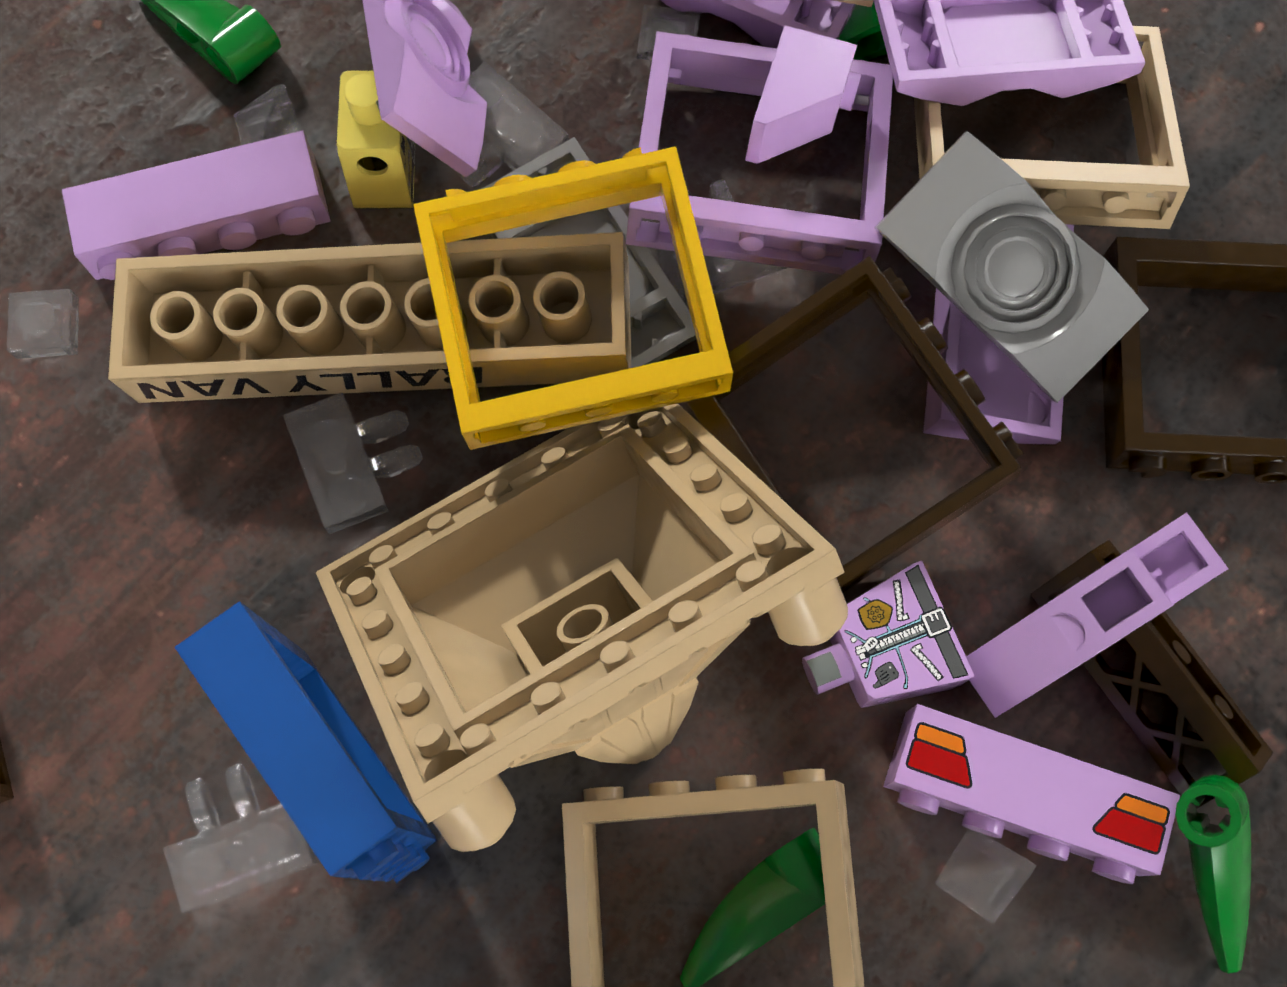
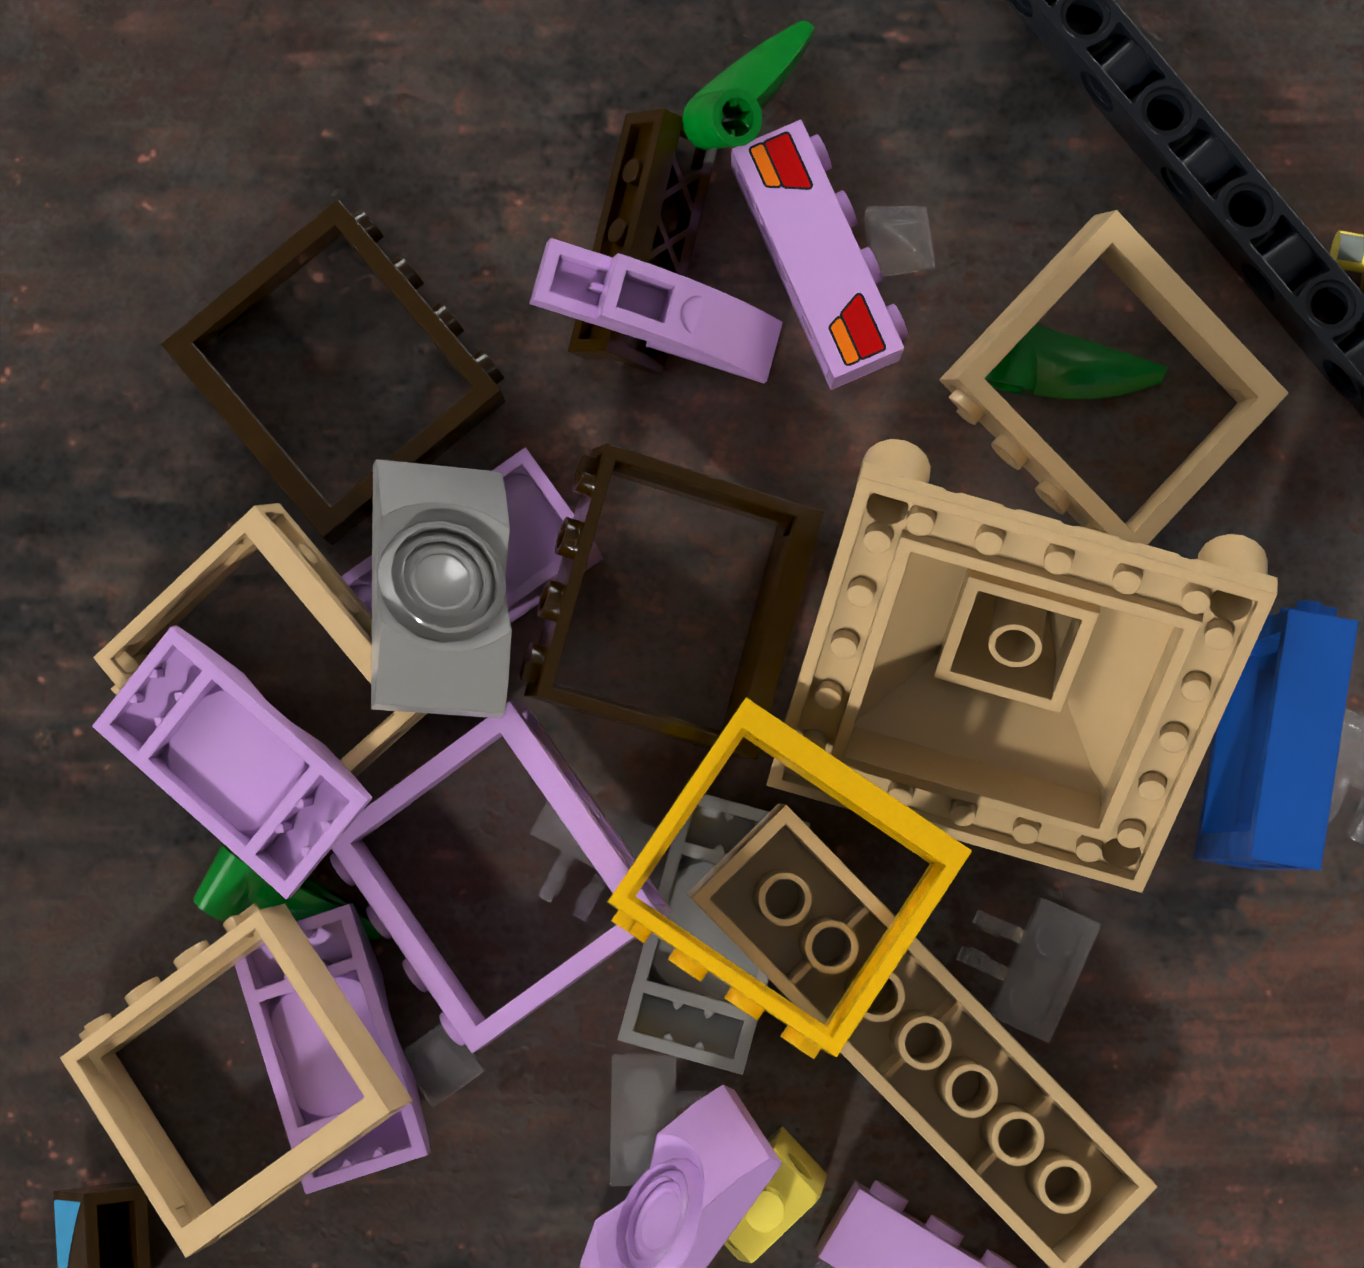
camera: 130 degrees left, 10 degrees up
(802, 93) = (436, 873): lavender slope -> none
(892, 644) = (796, 437): torso -> none

